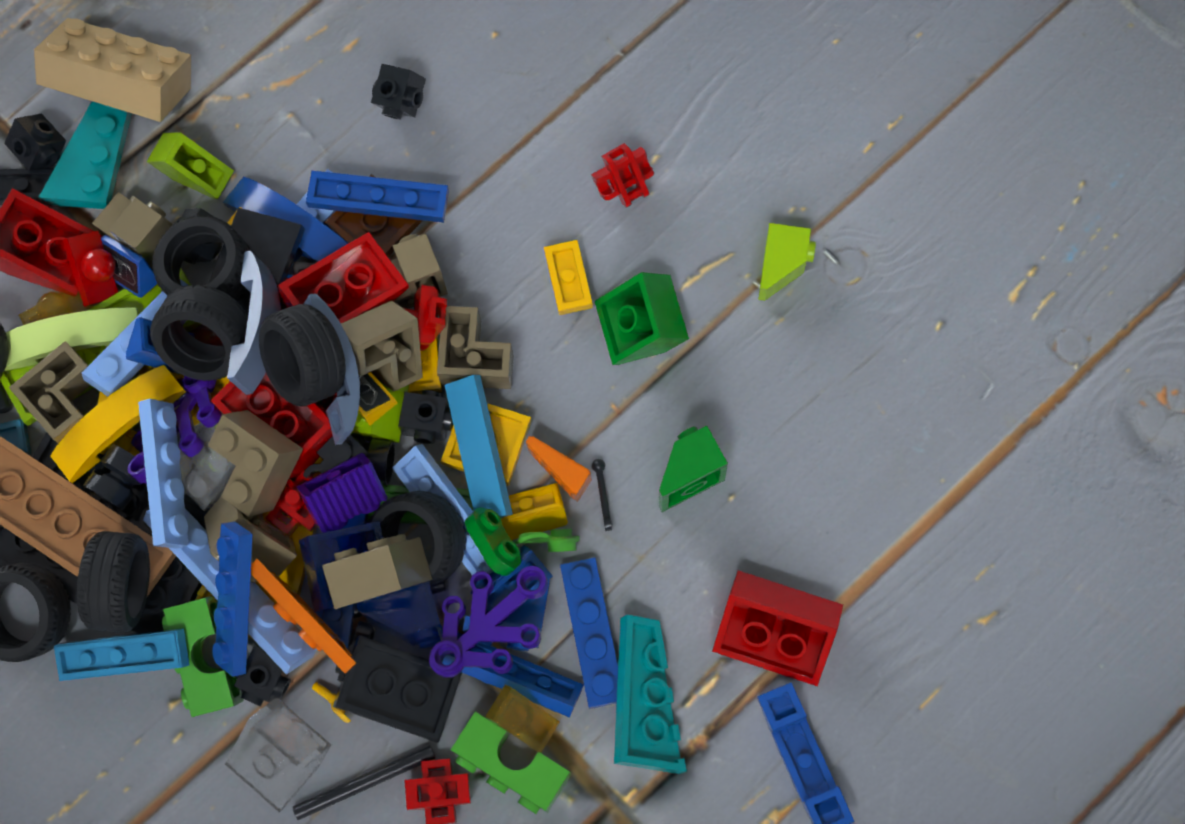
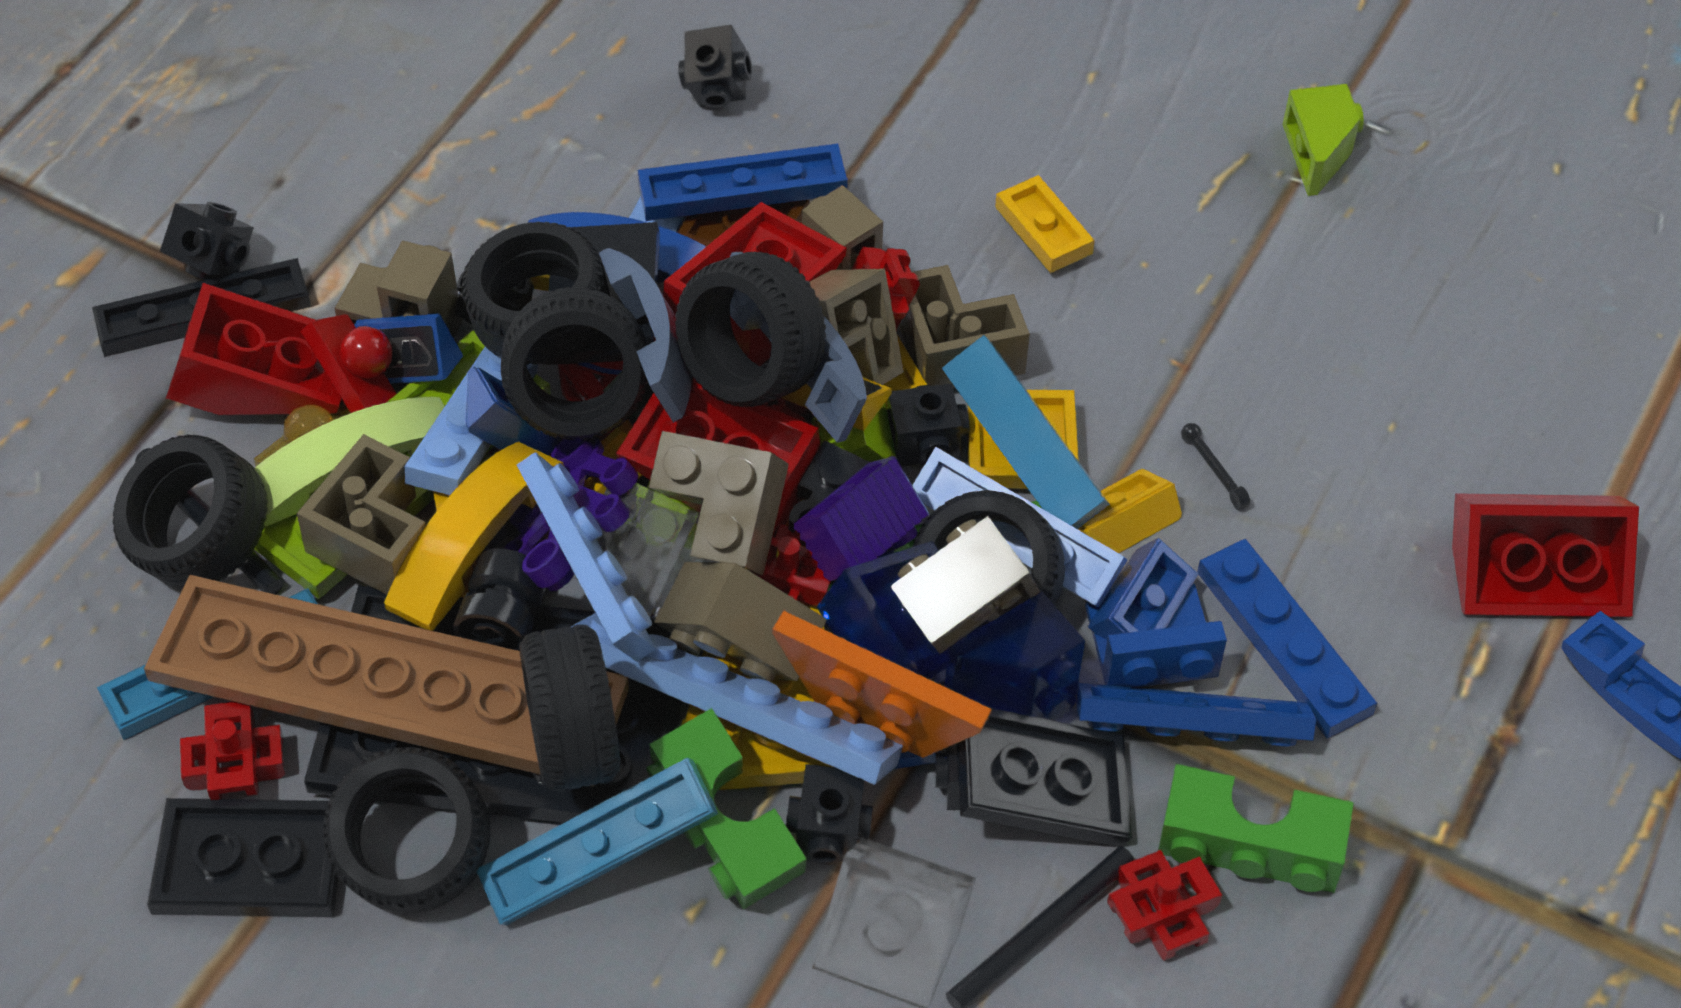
camera: 25 degrees left, 20 degrees down
(90, 161) = (298, 237): teal wing -> none
(113, 69) = (296, 122): tan brick -> none
(190, 164) = (443, 213): lime slope -> none
(233, 598) = (763, 686): blue plate -> none
(328, 695) = (961, 828): yellow hand -> none
(485, 626) = (1149, 636): dark purple plant -> none
(493, 541) = (1125, 540): green plate -> none
(522, 718) = (1243, 751): clear yellow tile -> none
(559, 541) = (1177, 525): bright green plate -> none
(566, 472) = (1140, 440): orange slope -> none
(620, 176) = (1057, 89): red piece -> none
(641, 318) = (1167, 243): green slope -> none
(643, 708) = (1408, 693): teal wing -> none
(692, 467) = (1334, 382): green slope -> none

